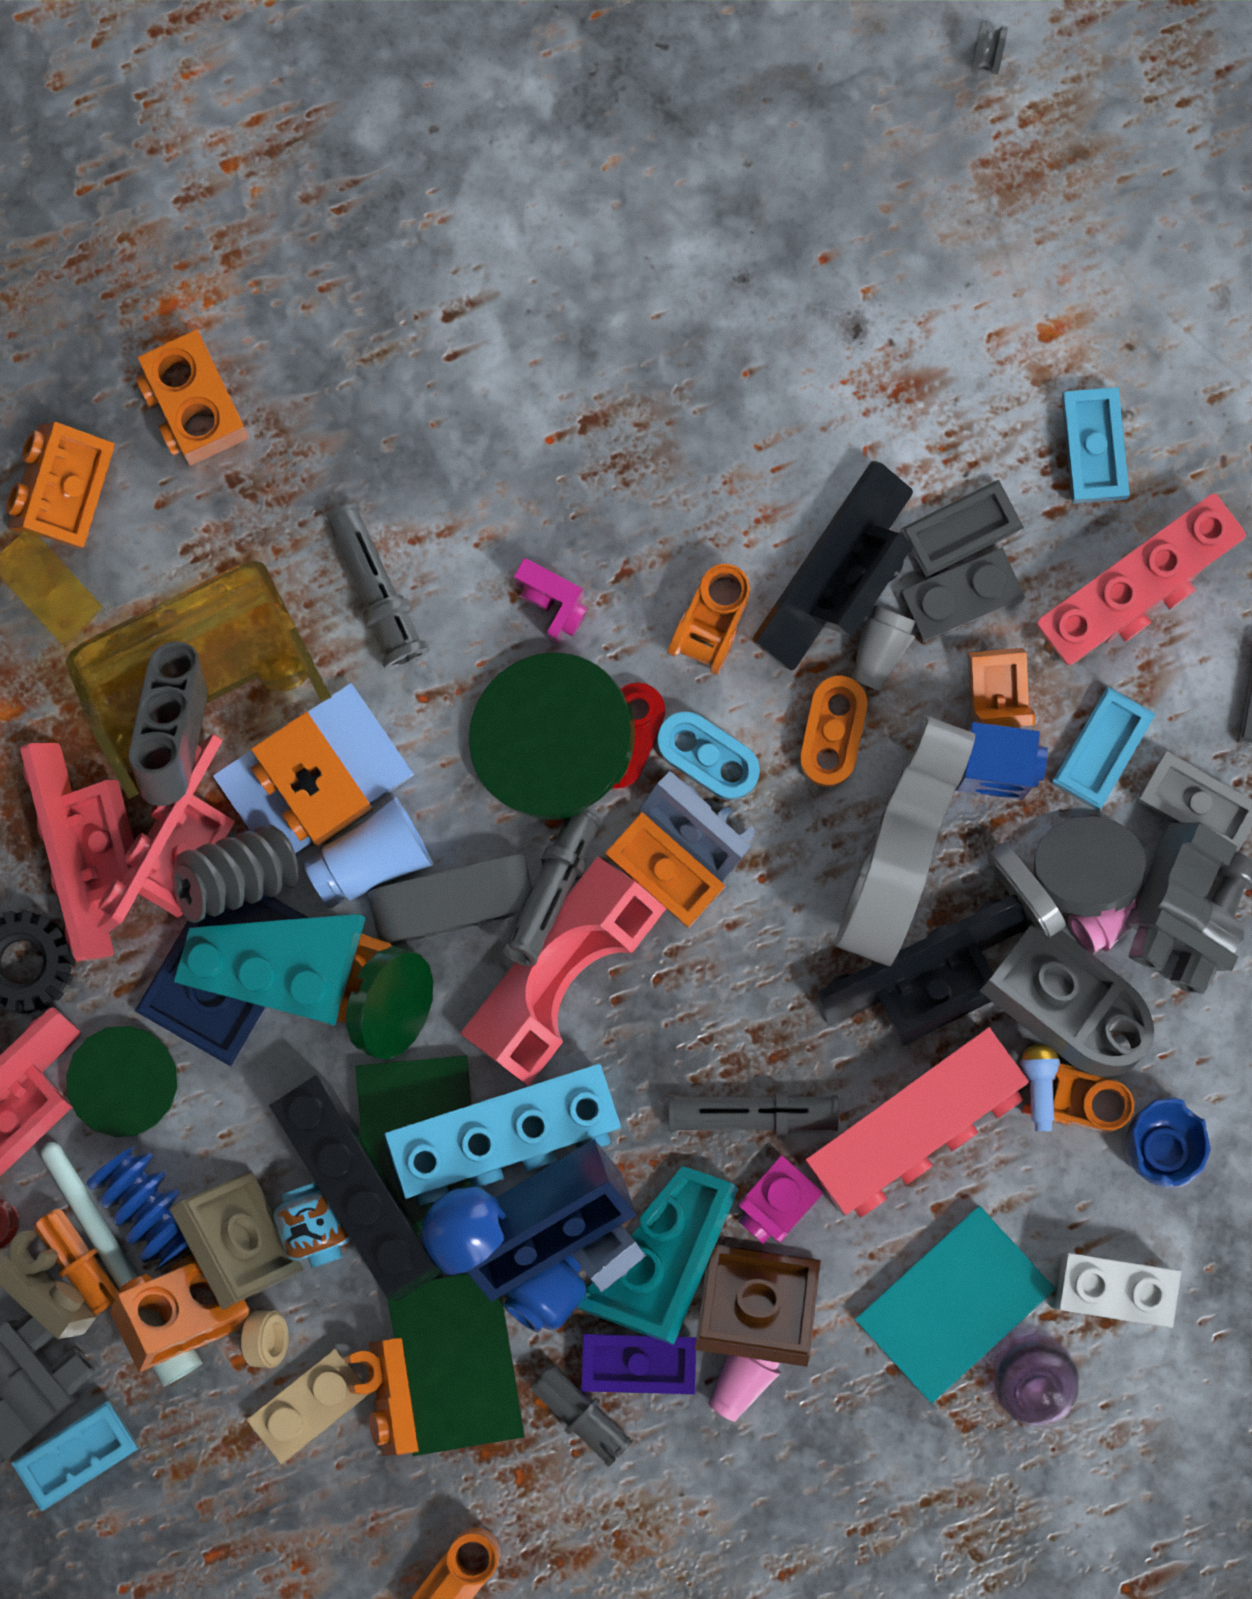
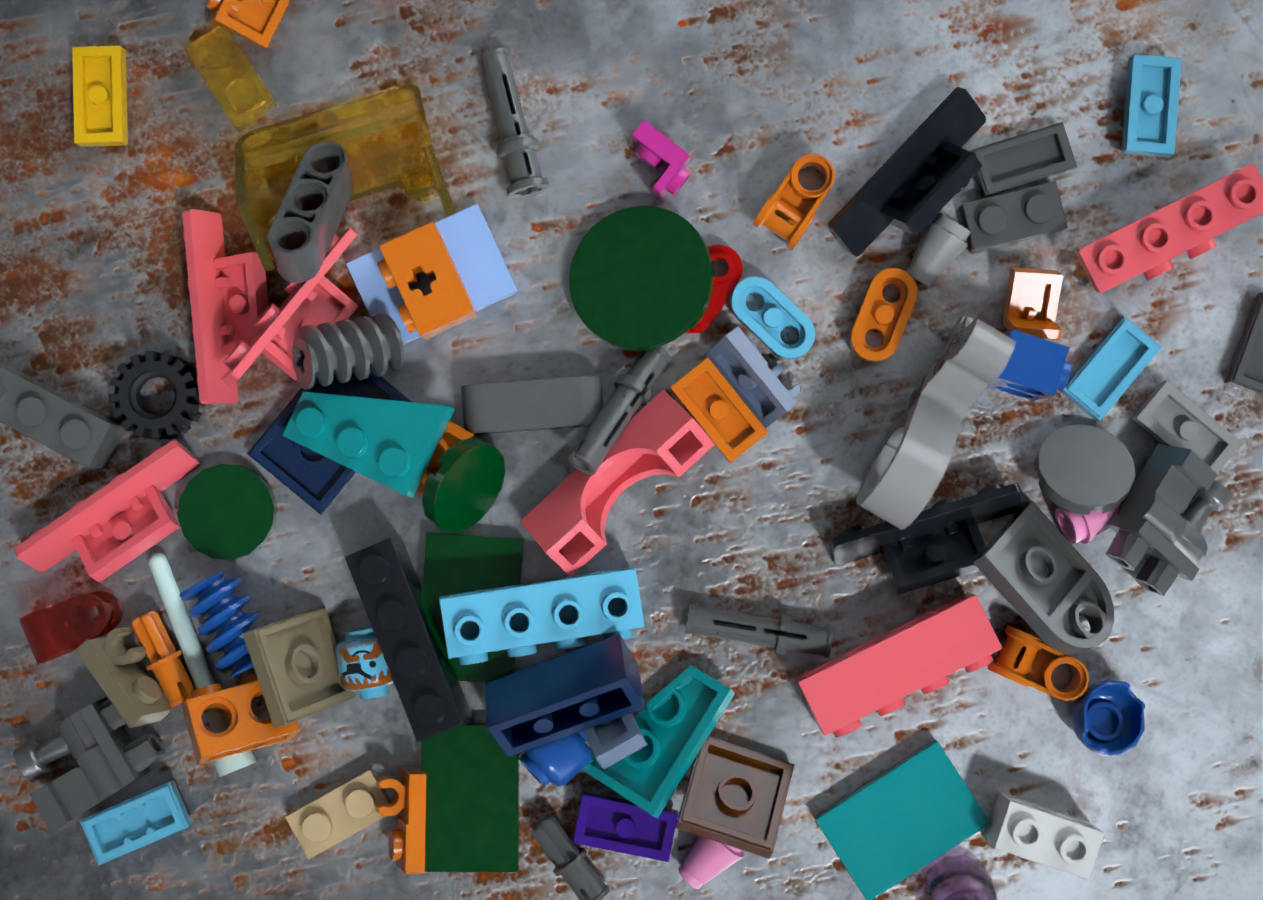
camera: 10 degrees right, 5 degrees up
(264, 1339) = (311, 752): tan tile -> none
(368, 856) = (467, 355): light blue plant -> none
(462, 1229) = (492, 695): blue hair -> none
(777, 1201) = (766, 709): dark pink bracket -> none
(1020, 881) = (1021, 470): light grey tile -> none
(1040, 1066) = (1013, 636): light blue piece -> none

